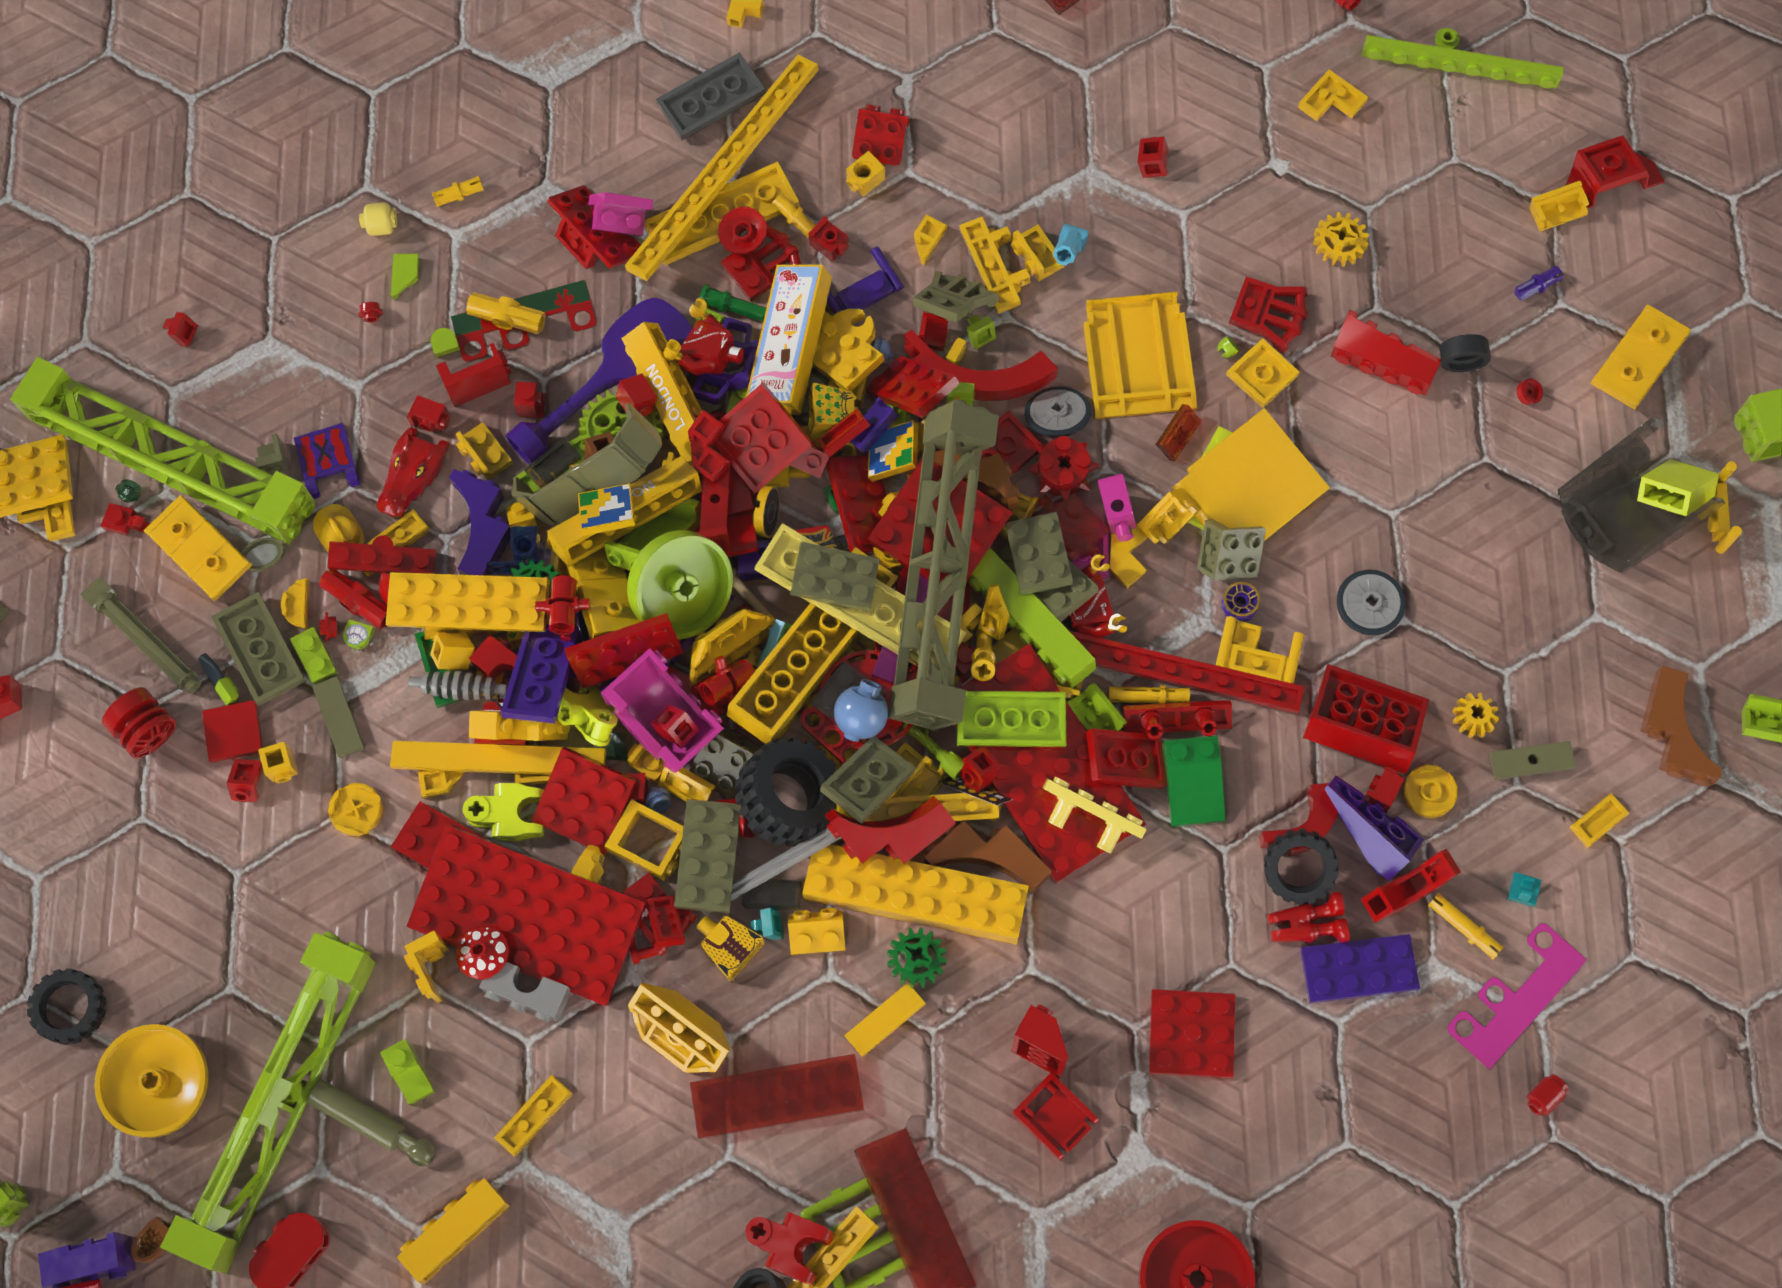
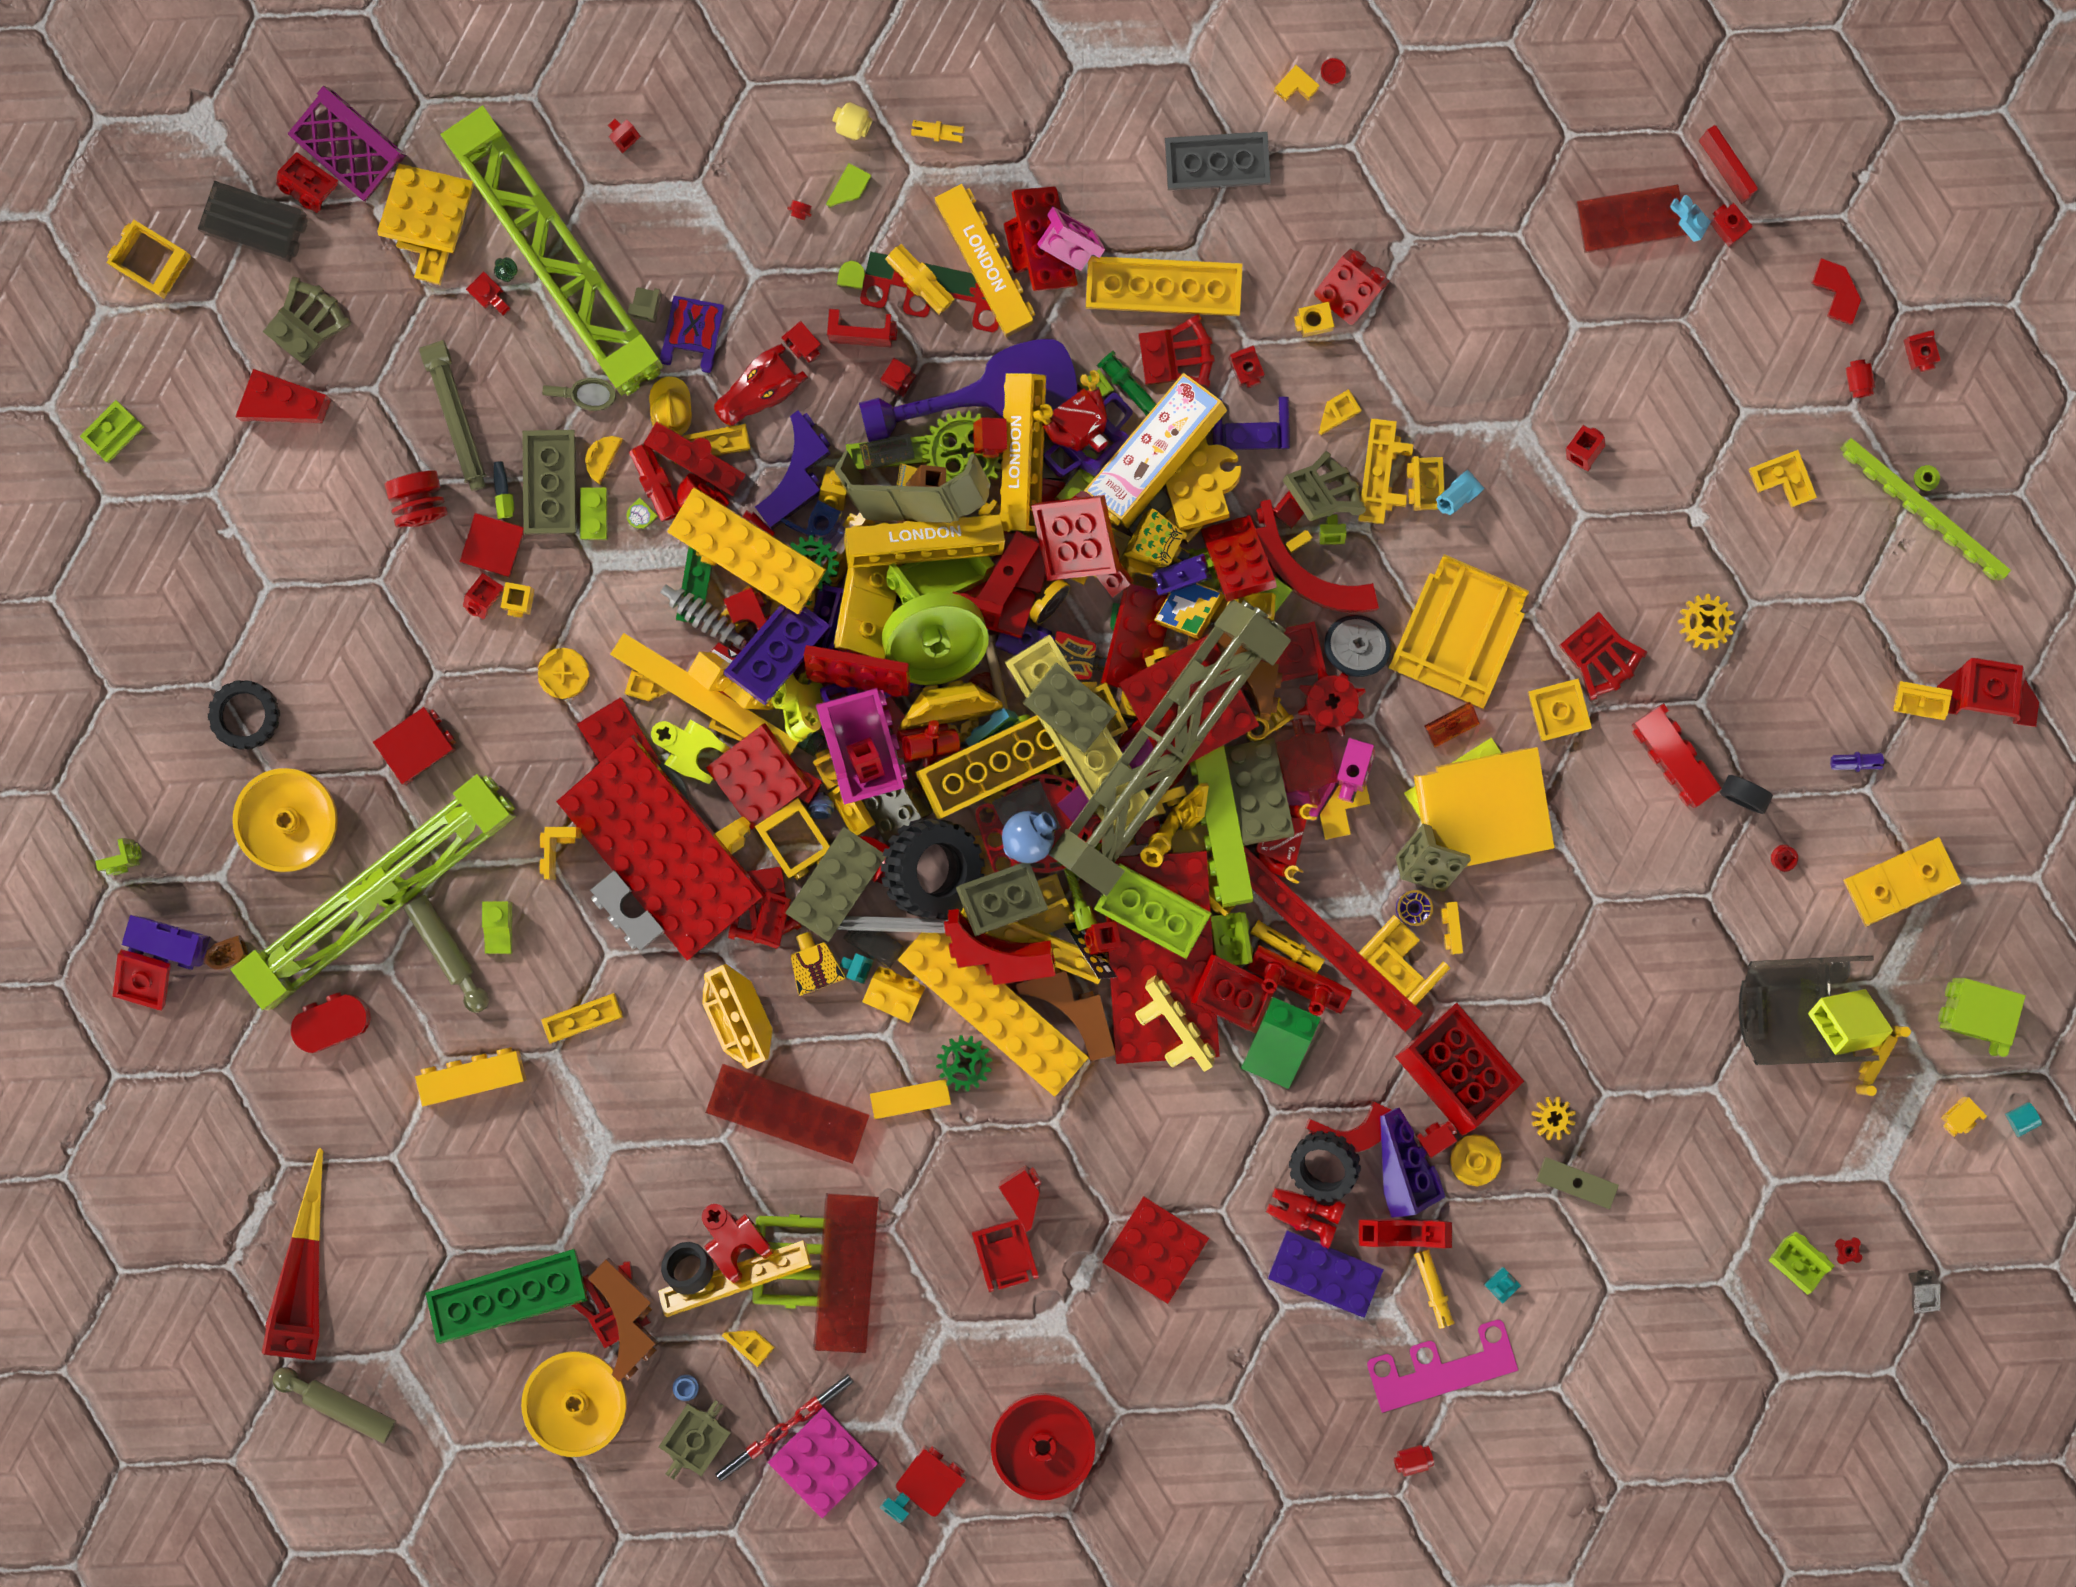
camera: 30 degrees right, 15 degrees up
(198, 547) = (541, 359): yellow container -> none
(245, 945) = (415, 744): none -> red panel
(328, 626) = (618, 495): red plate -> none
(338, 717) = (588, 582): olive tile -> none
(452, 651) = (712, 582): yellow brick -> none
(484, 450) = (834, 402): yellow bracket -> none
(490, 960) = (616, 870): red dish -> none
(554, 270) = (984, 260): none -> yellow brick
(563, 606) = (824, 604): red pin -> none
(606, 509) = (906, 537): tile -> none
(701, 437) = (1018, 530): red tile -> none
(721, 168) = (1189, 243): yellow plate -> none
(738, 221) = (1172, 305): red dish -> none
(793, 214) = (1228, 326): yellow pin -> none
(843, 432) = (1152, 572): red tile -> none
(883, 347) = (1235, 500): medium blue plate -> none
(1039, 553) = (1261, 774): olive plate -> none
(1169, 516) = (1395, 800): yellow hinge -> none
(1228, 346) = (1545, 668): lime hinge -> none
(1290, 606) = (1451, 917): none -> yellow plate
(1360, 614) = (1510, 975): light grey wheel -> none
(1599, 820) = (1602, 1263): yellow tile -> none
(1667, 720) = (1713, 1211): dark orange arch -> none

